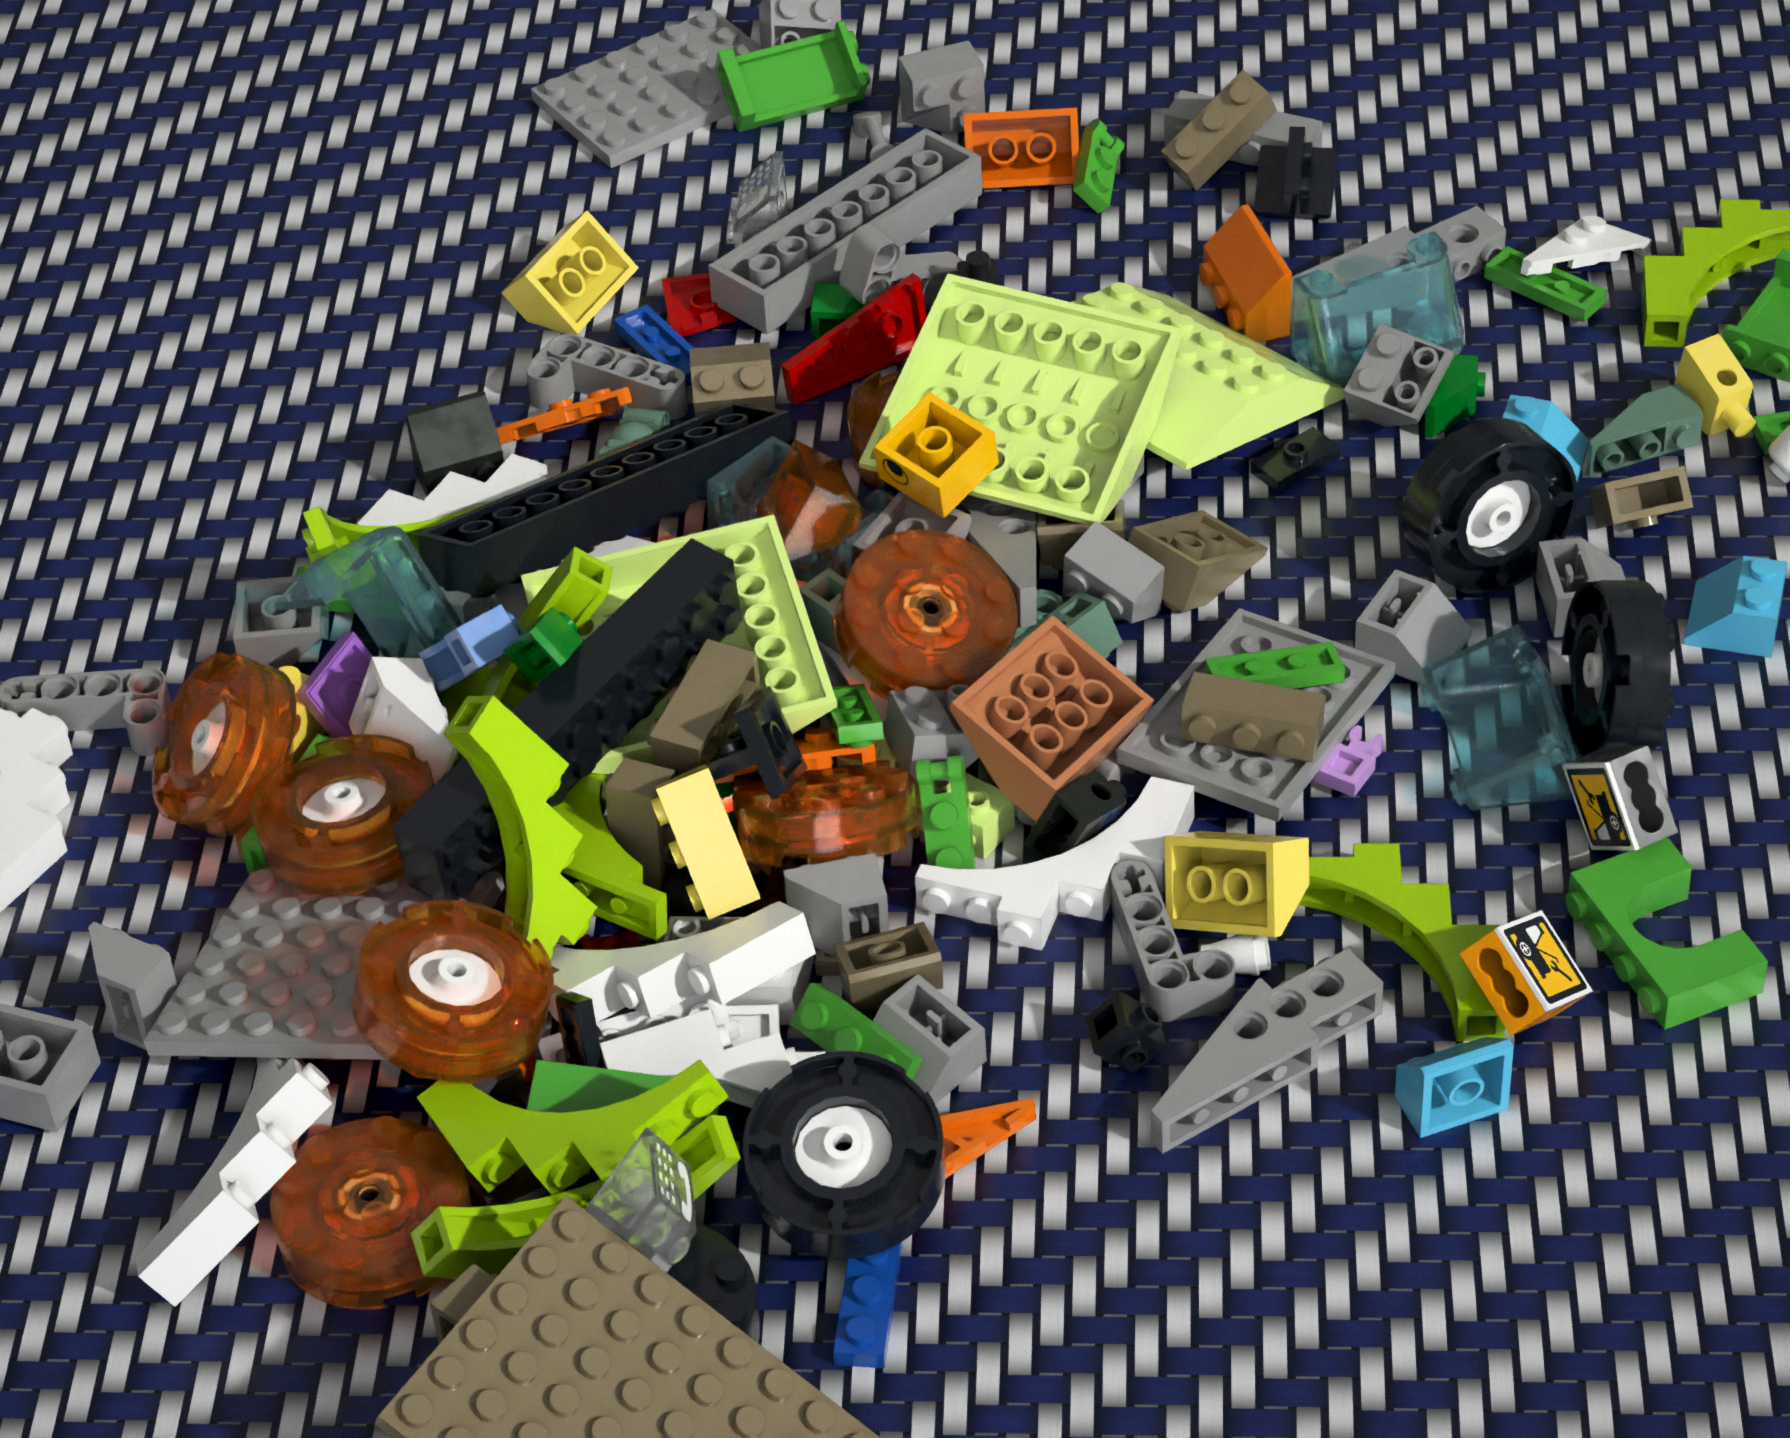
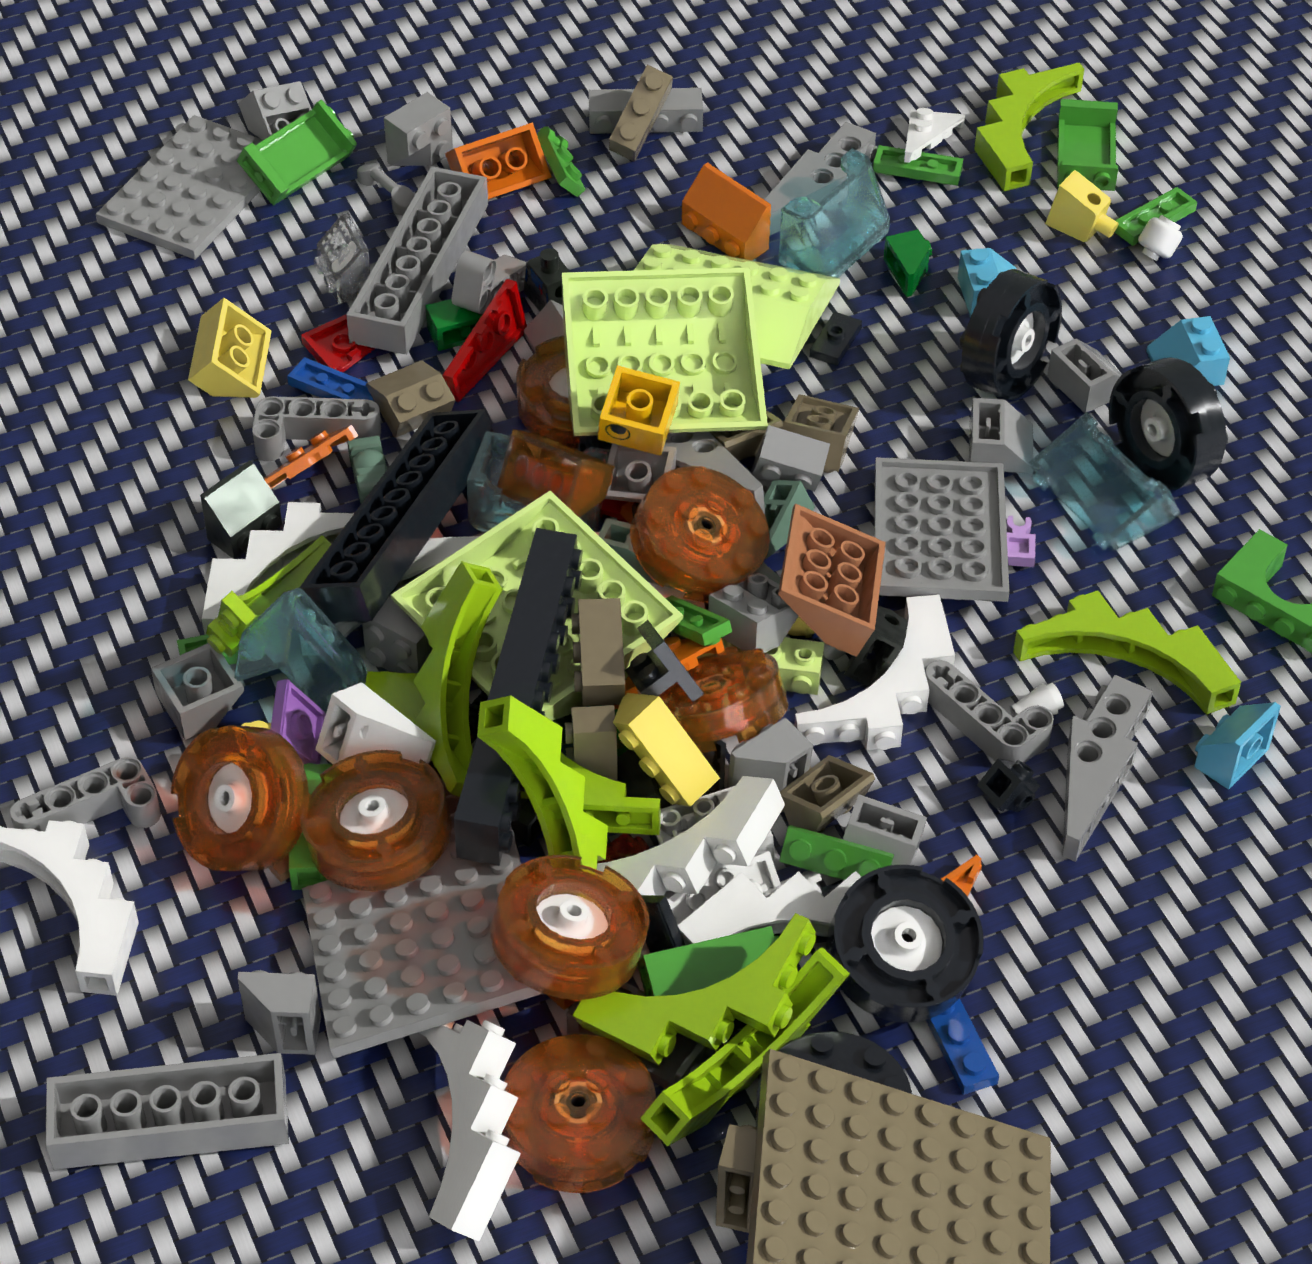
camera: 30 degrees left, 5 degrees up
(470, 647) = (413, 655): medium blue arch -> none
(544, 645) = (478, 644): green slope -> none
(649, 1201) = (815, 1031): clear slope -> none
(946, 814) = (798, 679): bright green plate -> none
(1234, 881) = (1017, 653): light yellow slope -> none
(1252, 716) = (953, 532): dark tan brick -> none
(1283, 667) = (939, 494): bright green plate -> none
(1295, 179) = (706, 134): black bracket -> none
(1396, 378) = (879, 261): light grey slope -> none
(1525, 972) = (1242, 652): piece -> none
(1620, 798) = (1220, 512): piece -> none
(1641, 498) = (1087, 297): dark tan brick -> none
(1647, 429) = (1057, 244): sand green slope -> none

